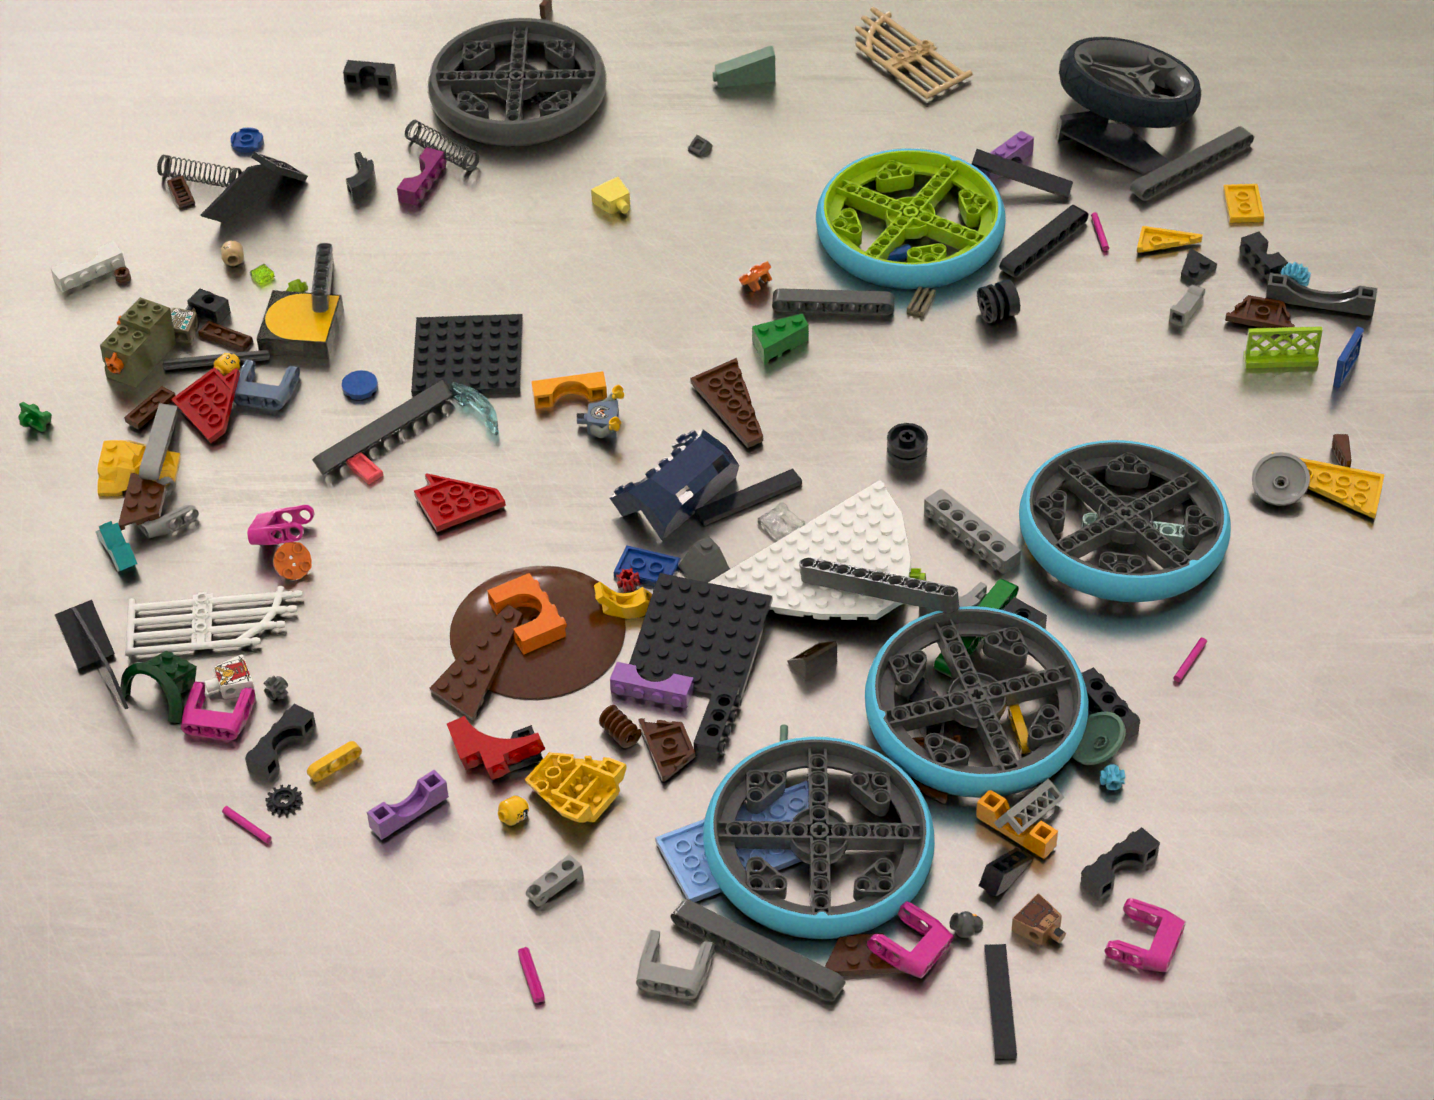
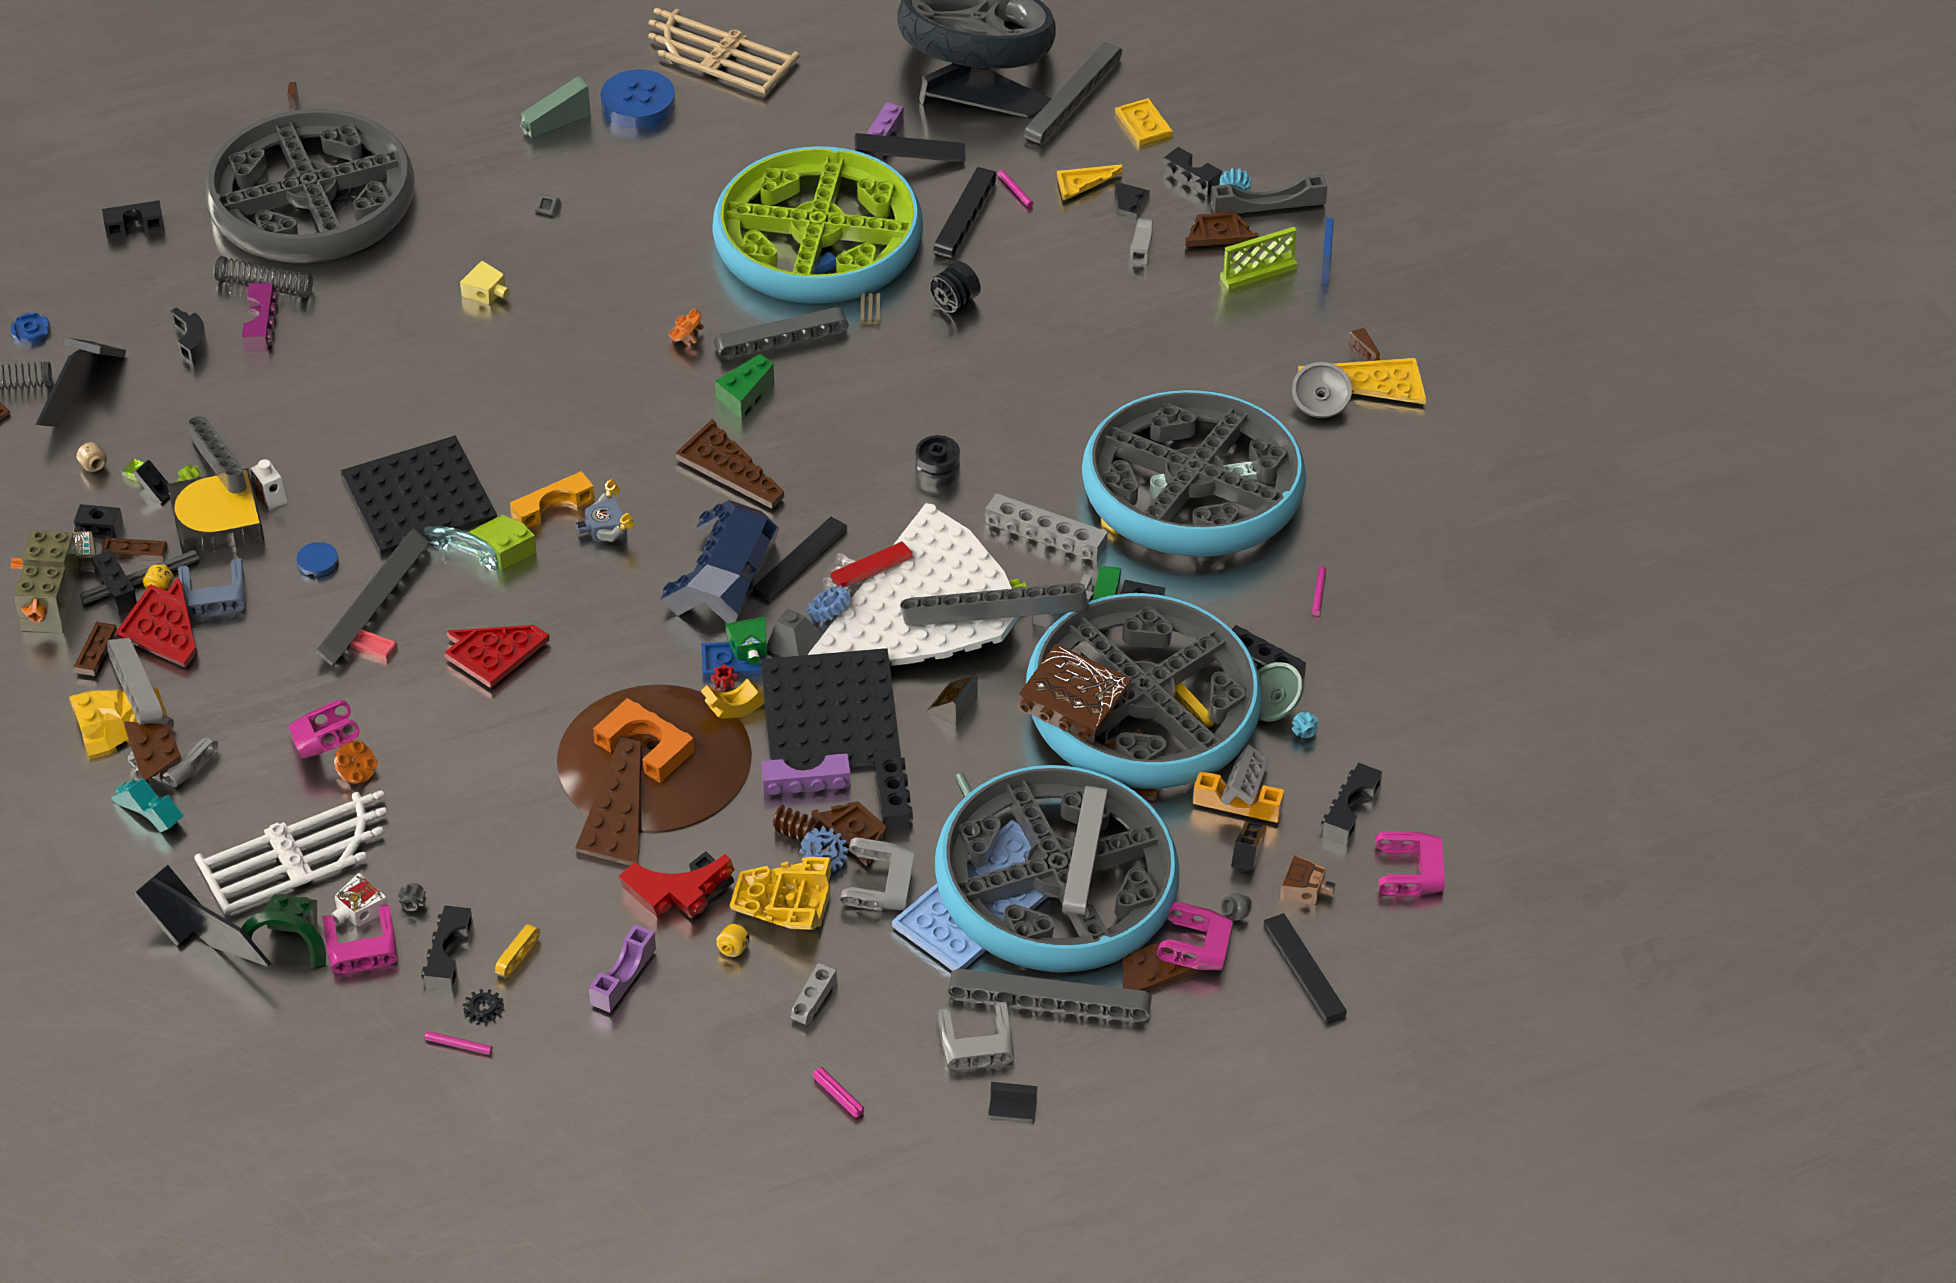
camera: 25 degrees left, 0 degrees up
(192, 356) = (118, 585): none -> black arch
(265, 284) = (152, 481): none -> black slope
(351, 304) = (263, 477): none -> white torso
(514, 412) = (508, 539): none -> lime slope
(626, 748) = (822, 840): none -> medium blue gear
(664, 553) = (748, 639): none -> green torso
(674, 1036) = (1013, 1102): none -> black panel
(678, 802) = (898, 878): none -> light grey connector
(748, 543) = (828, 603): none -> medium blue gear
(801, 520) = (871, 565): none -> red tile
(819, 77) = (637, 98): none -> blue brick
(842, 829) = (1084, 850): none -> light grey beam
(901, 683) = (1073, 692): none -> reddish brown panel

